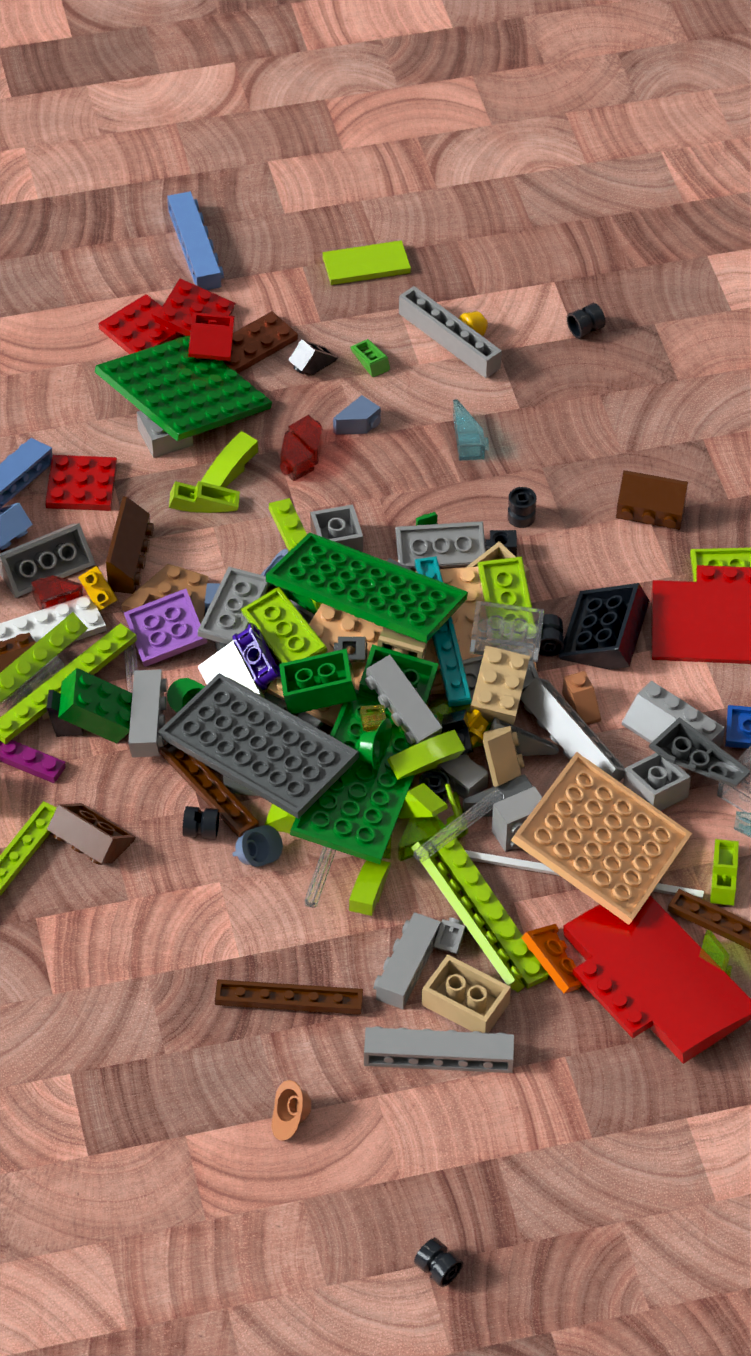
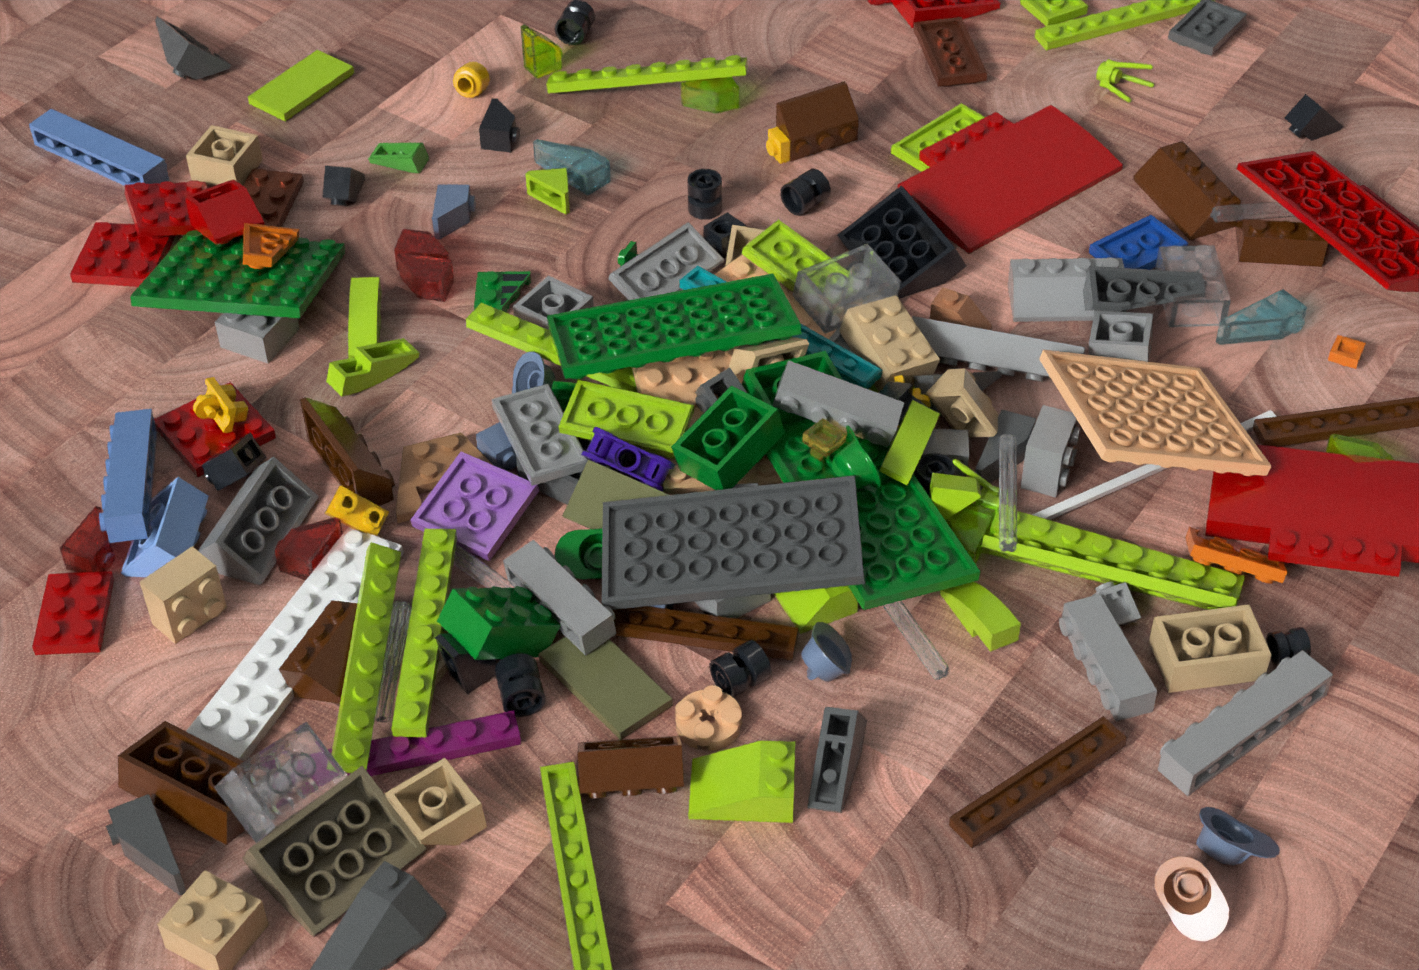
camera: 40 degrees left, 5 degrees down
(66, 511) = (233, 462): none -> black slope
(80, 749) = (520, 684): none -> black wheel
(92, 463) = (220, 405): none -> yellow hips
(129, 783) = (607, 684): none -> olive tile
(138, 887) = (744, 783): none -> lime slope
(157, 827) = (712, 703): none -> light nougat plate
(197, 906) = (836, 758): none -> dark grey slope
(212, 375) = (266, 244): none -> orange wing
(258, 293) = (224, 156): none -> tan brick
(318, 192) = (186, 54): none -> dark grey wedge
(328, 494) = (500, 288): none -> green wing
(348, 1098) = (1232, 840): none -> sand blue piece
(437, 441) = (549, 187): none -> lime slope
(449, 374) = (498, 128): none -> black slope
(450, 332) = (457, 92): light grey brick -> none
(521, 1029) = (1287, 644): none -> black wheel
(536, 331) = (540, 53): none -> clear neon green slope
(581, 549) = (805, 191): none -> black wheel
(584, 393) = (656, 73): none -> lime plate
(611, 501) = (778, 145): none -> yellow plate
(616, 433) = (710, 95): none -> clear neon green slope
(724, 872) = (1269, 381): lime slope -> none

